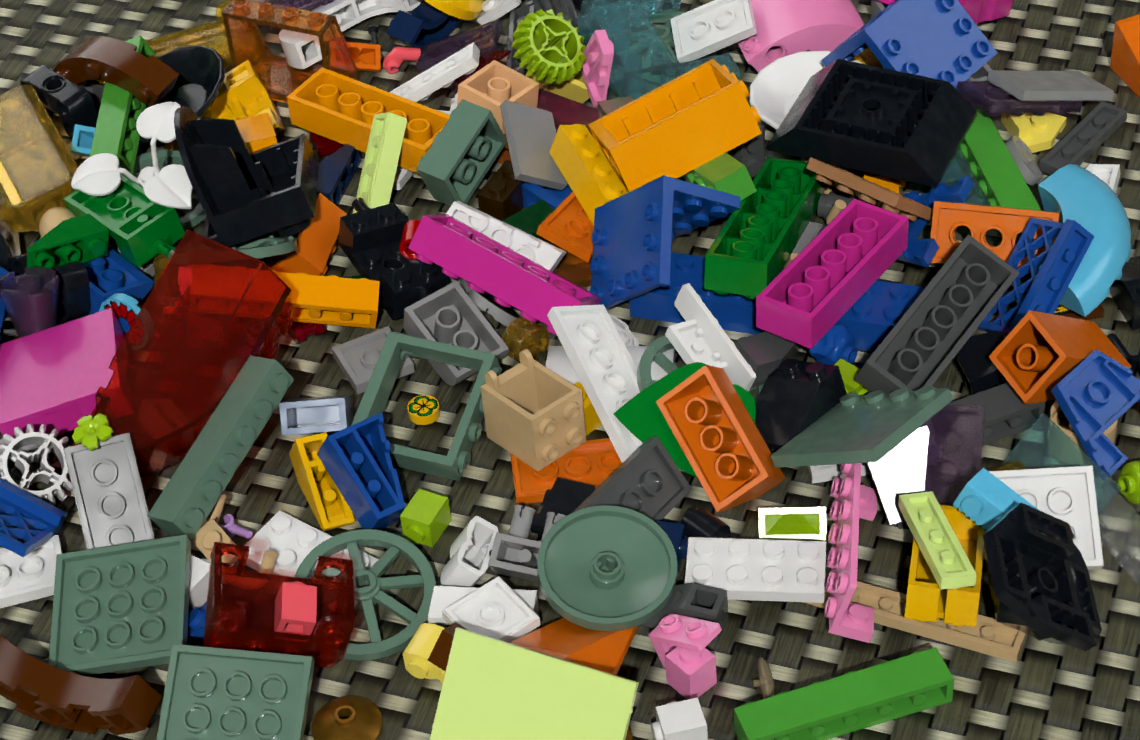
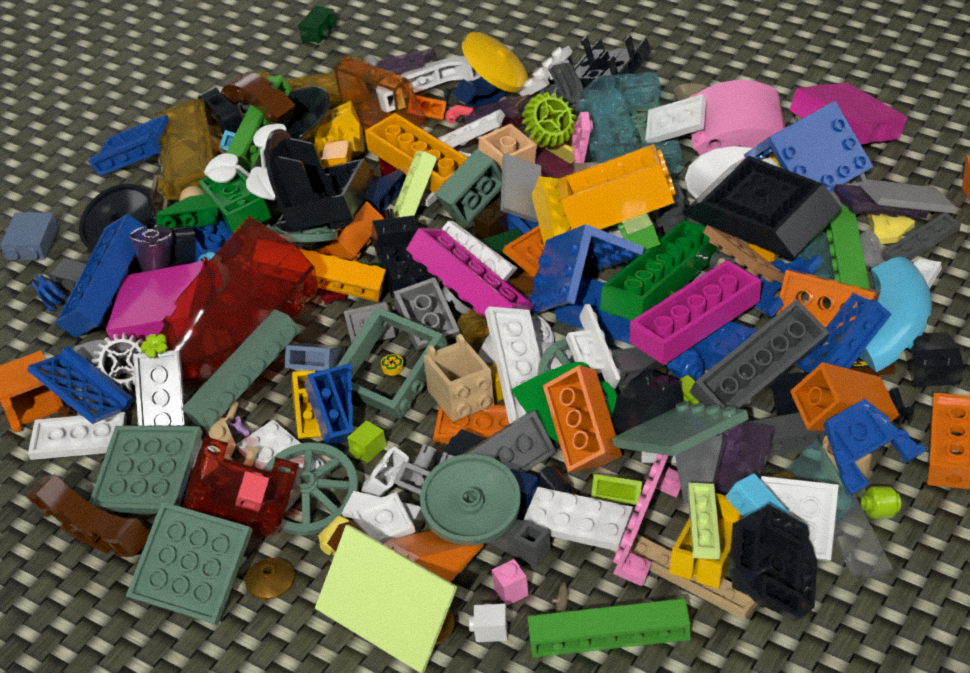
camera: 15 degrees right, 0 degrees up
(682, 632) = (508, 555): bright pink bracket -> none

